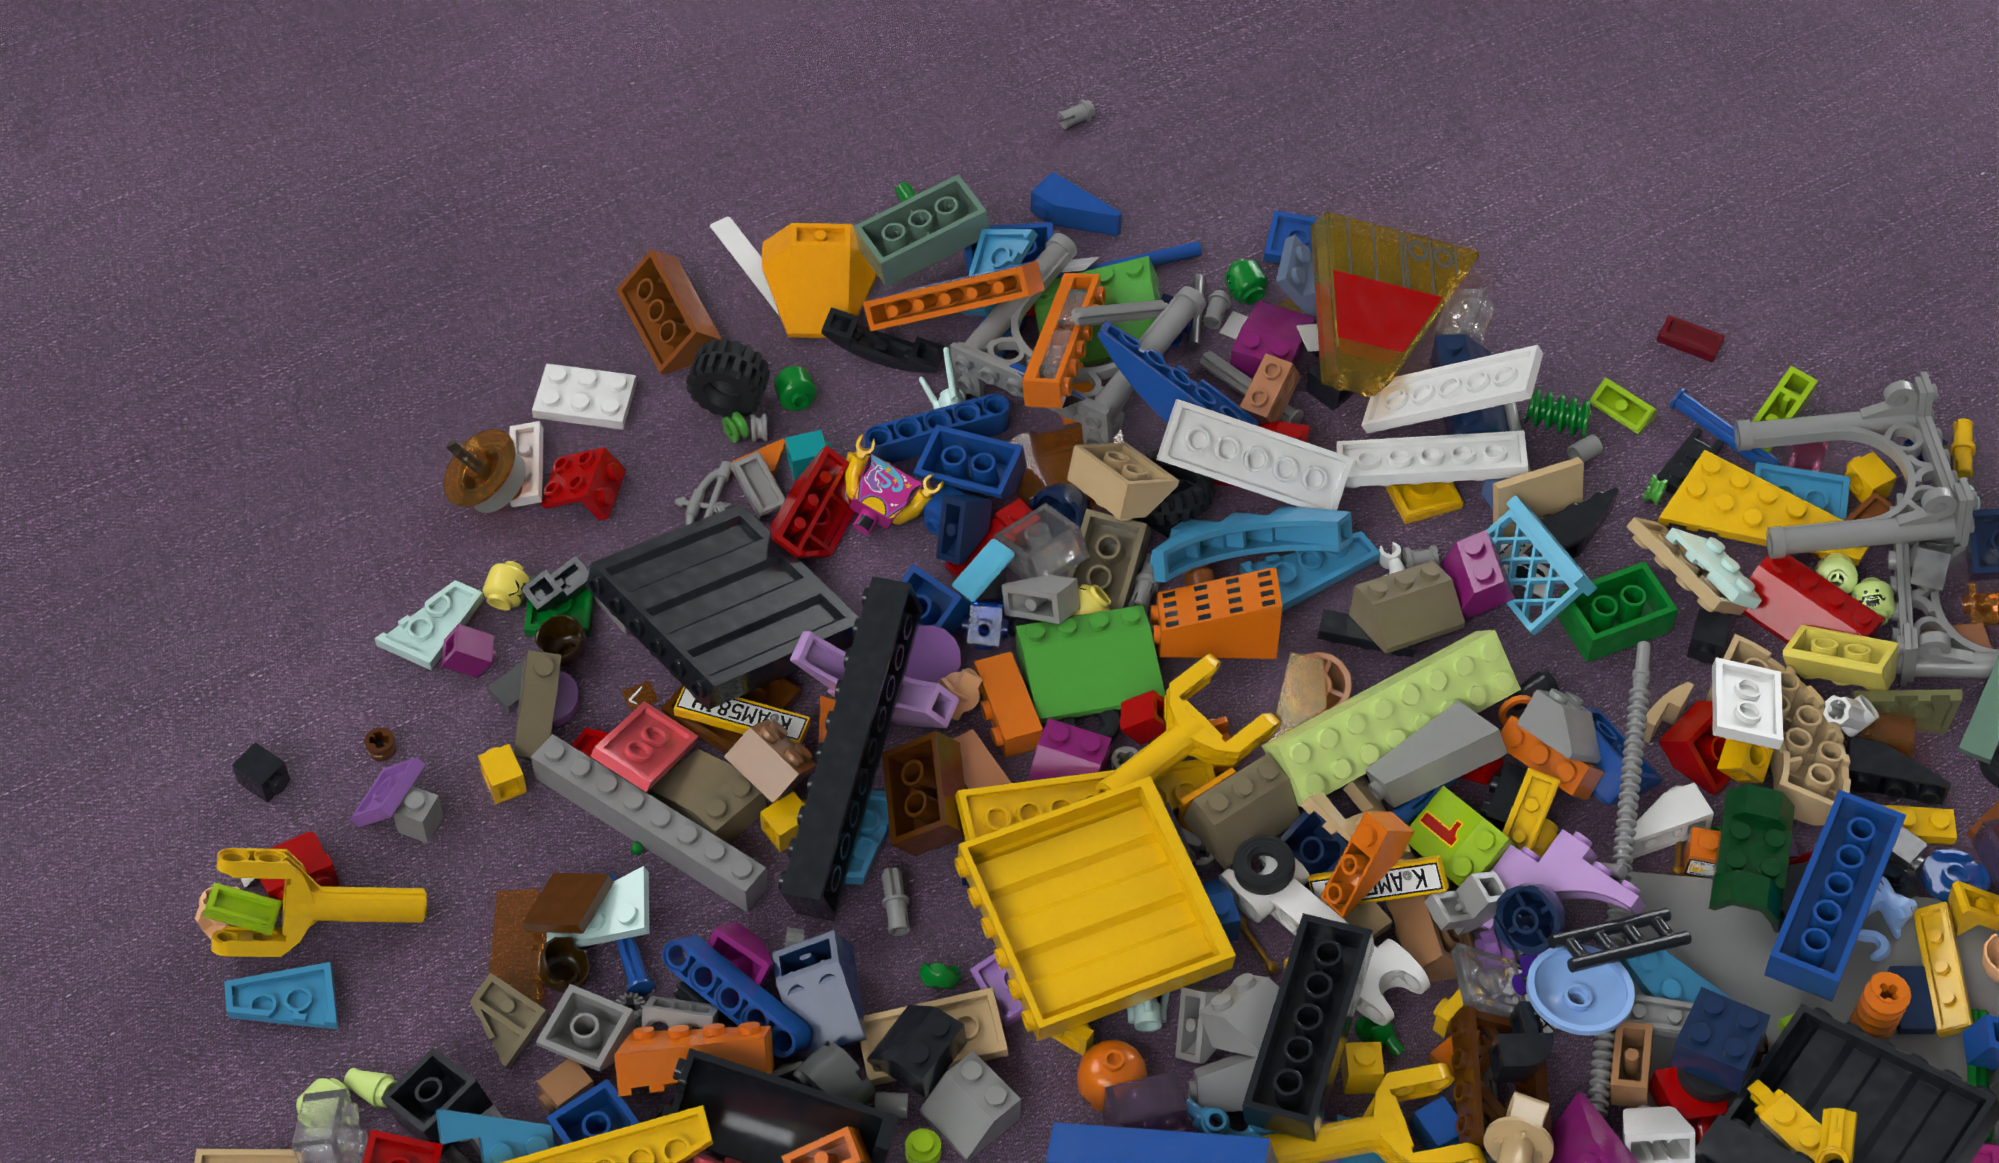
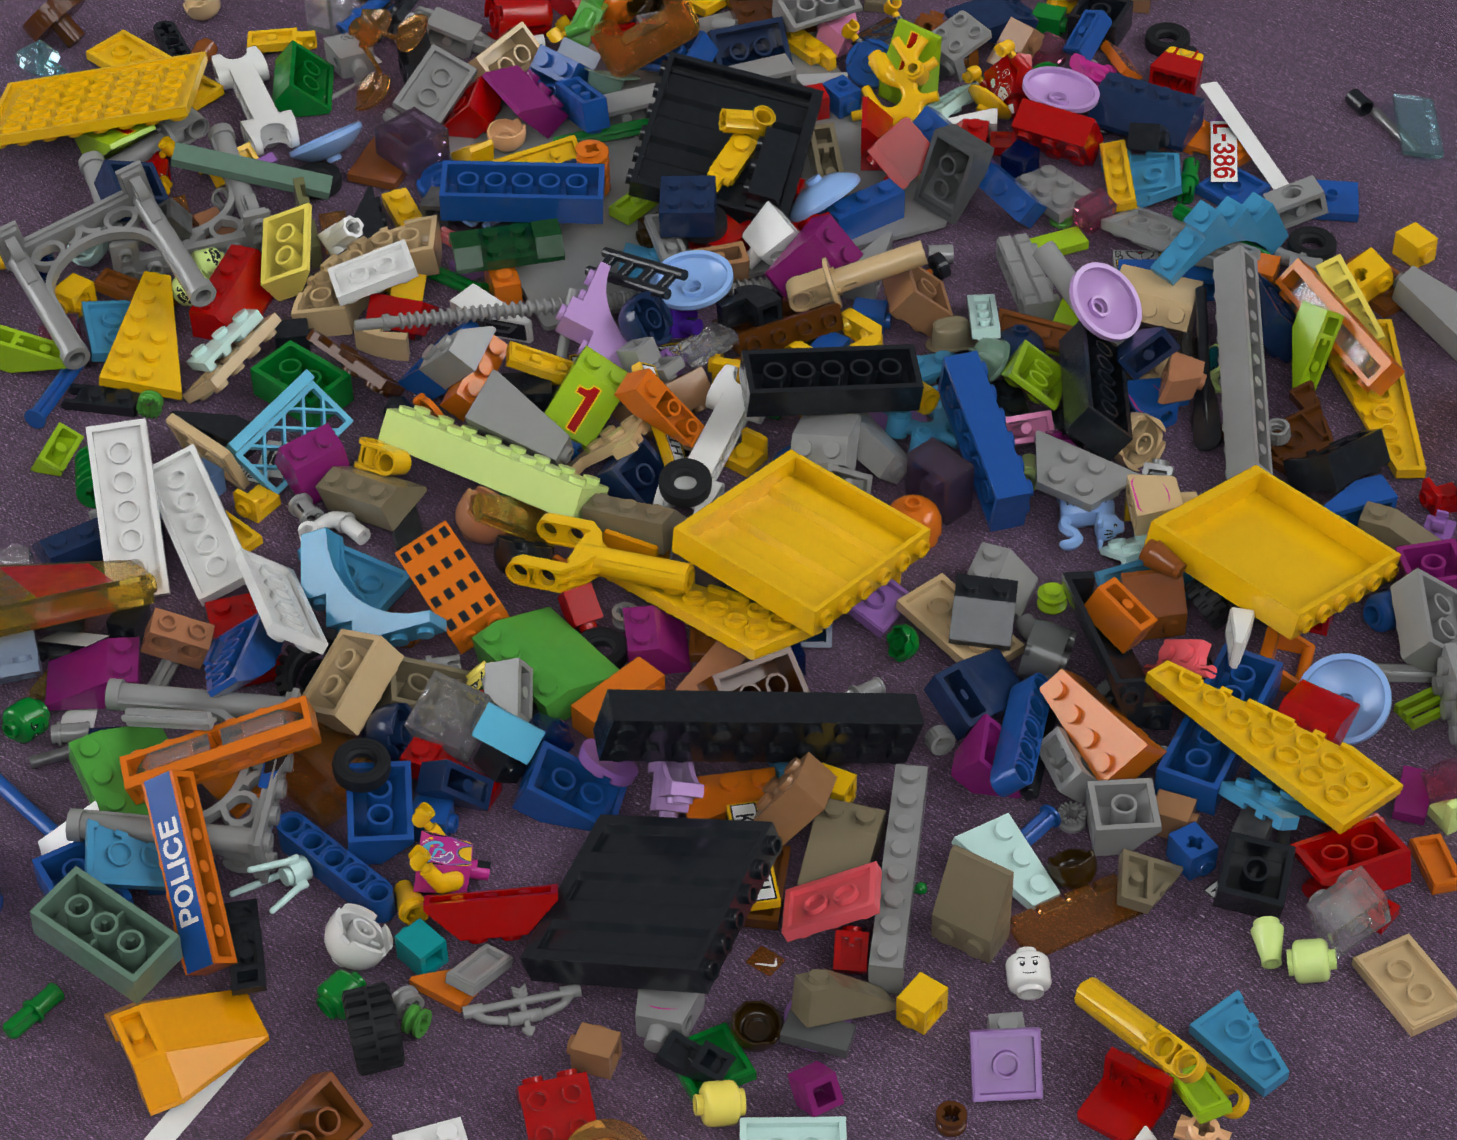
camera: 115 degrees left, 10 degrees down
(473, 868) = (1028, 973): none -> white head
(524, 1077) = (1192, 850): none -> blue brick
(558, 846) = (973, 905): none -> dark tan slope
(568, 903) = (1033, 875): reddish brown tile -> none
(620, 527) = (595, 1050): none -> medium nougat brick
(836, 406) = (355, 938): none -> white cylinder
(1008, 466) = (361, 781): none -> black tyre
(1245, 693) = (510, 546): none -> black cylinder
(1448, 626) = (378, 457): none -> yellow piece
(1455, 523) = (256, 503): none -> yellow bracket
(1595, 661) = (357, 365): none -> reddish brown wing

